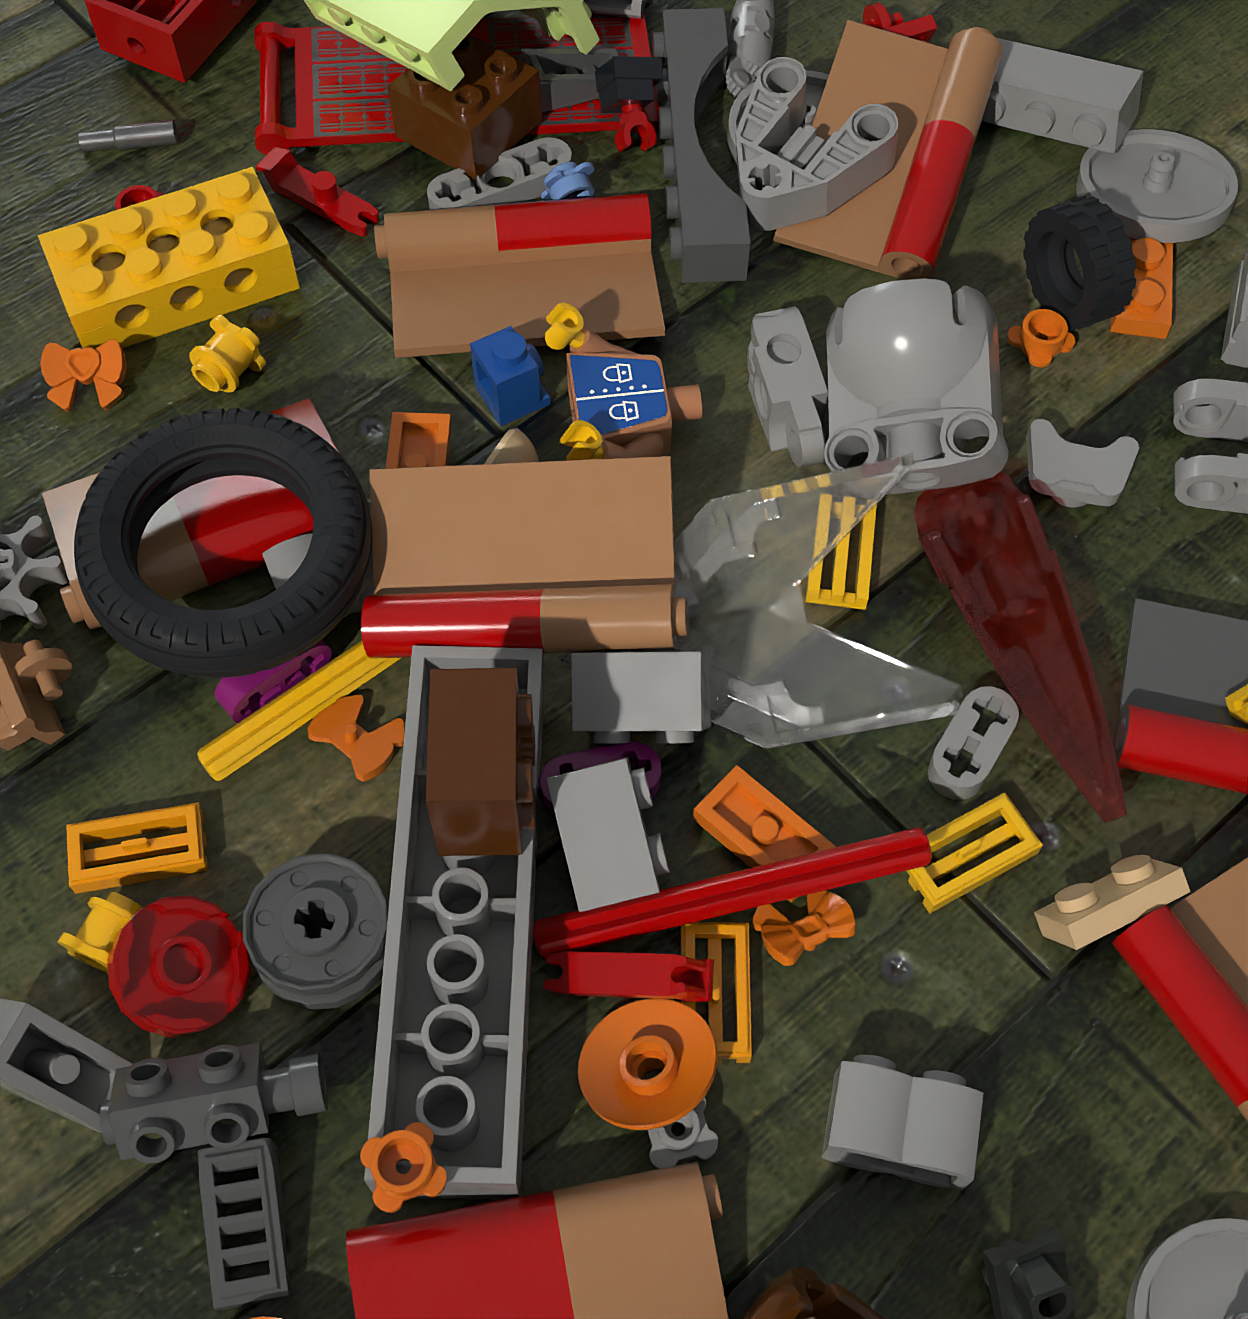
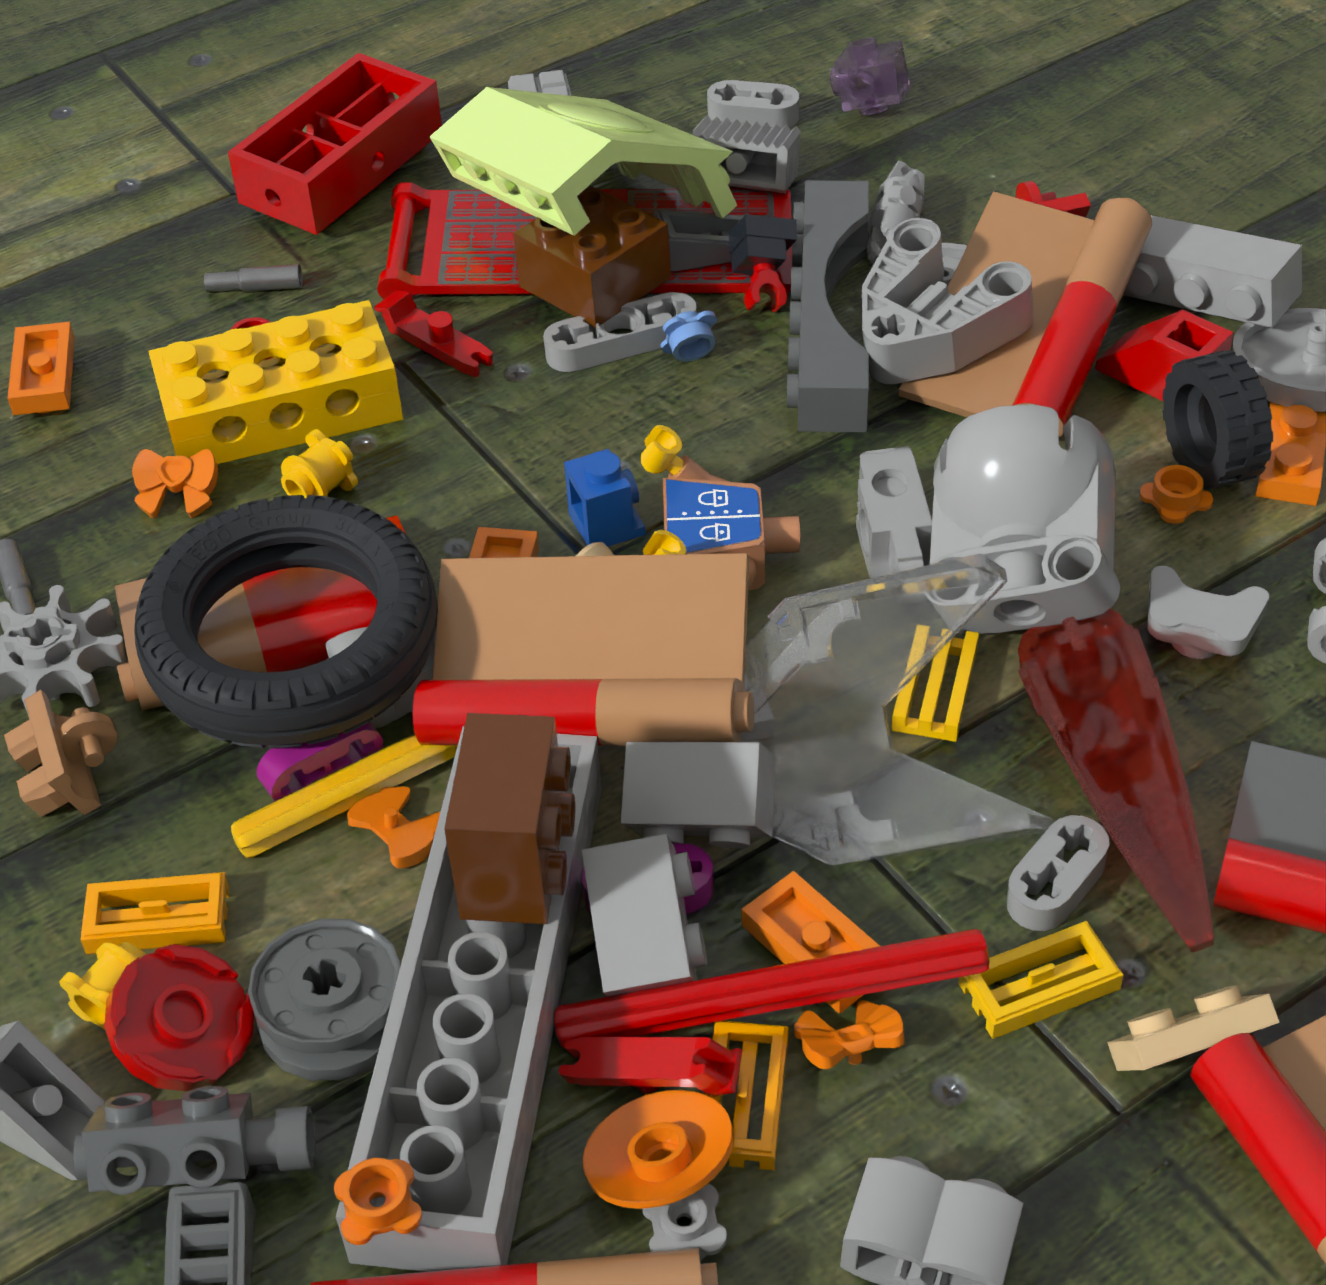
camera: 10 degrees right, 15 degrees down
(511, 263) = (598, 398): medium nougat door -> none
(1019, 186) = (1148, 352): none -> red slope

